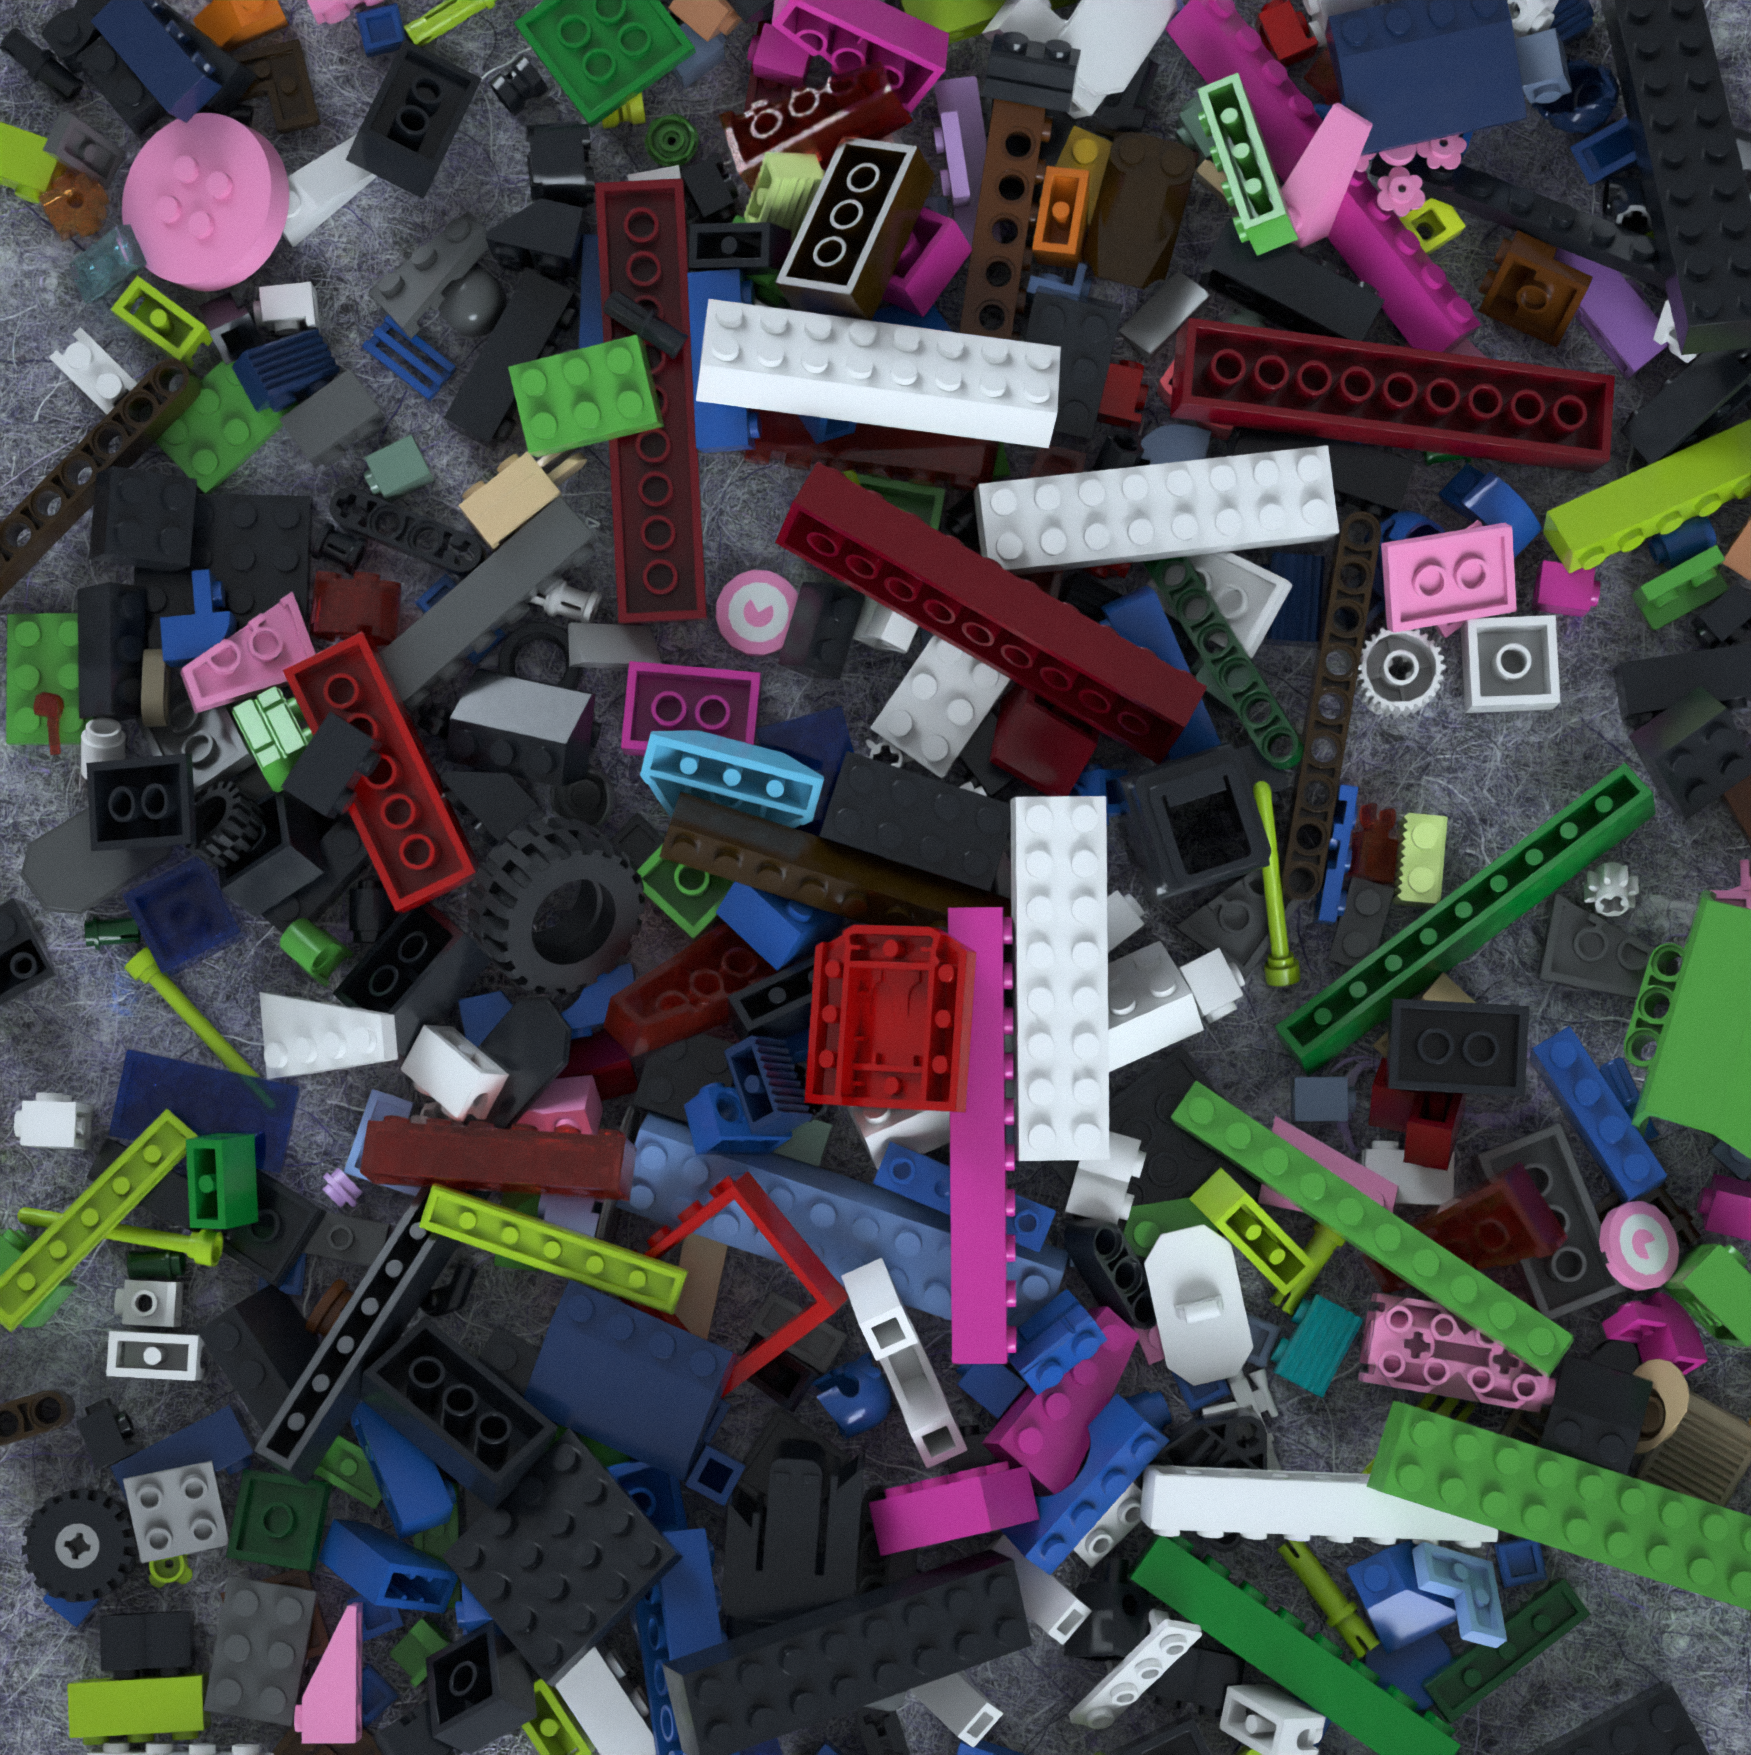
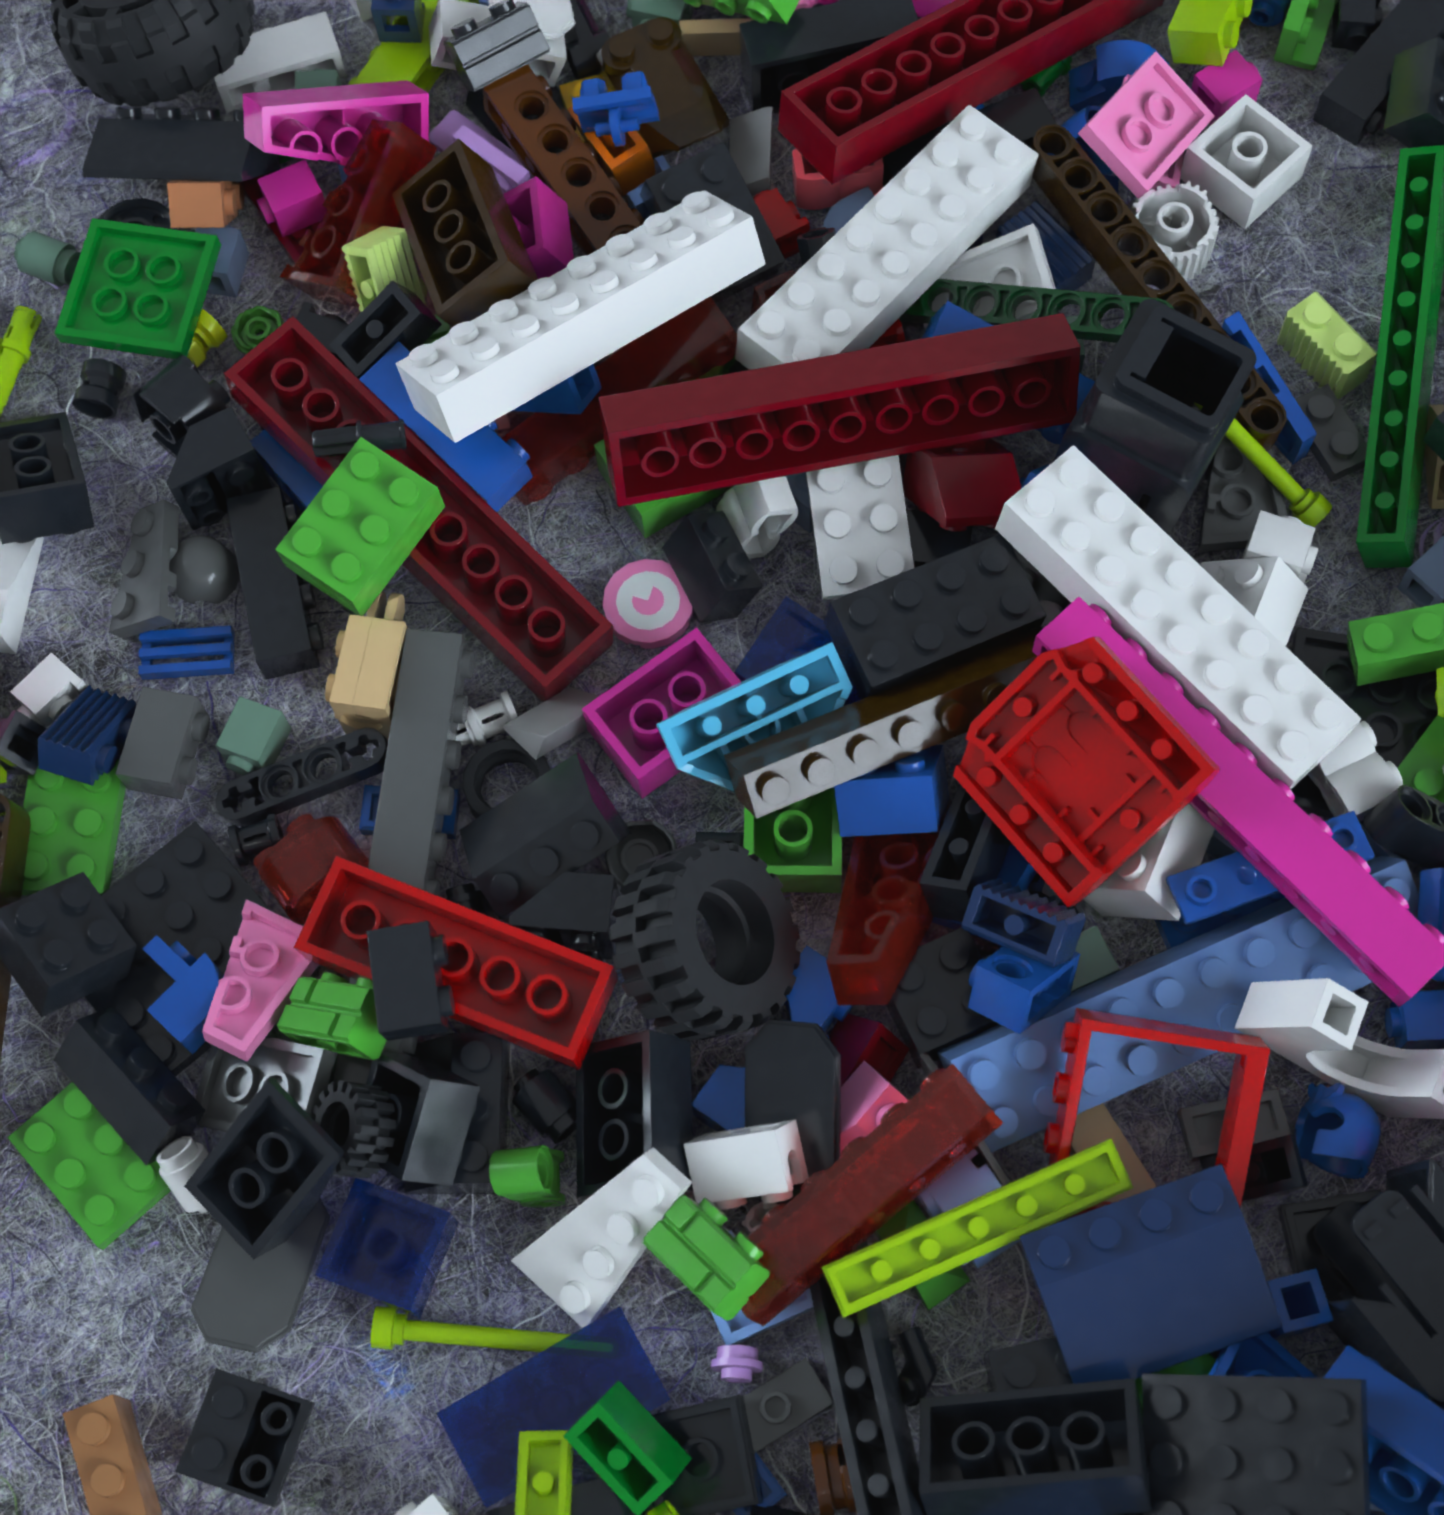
camera: 40 degrees left, 15 degrees down
(50, 706) = (113, 1176): clear red hand -> none
(111, 931) = (332, 1325): dark green pin -> none
(155, 689) = (193, 1076): dark tan beam -> none
(368, 1112) = (706, 1256): none -> bright green brick
(1060, 193) = (617, 110): none -> blue hips
(1372, 849) = (1291, 367): clear red plate -> none

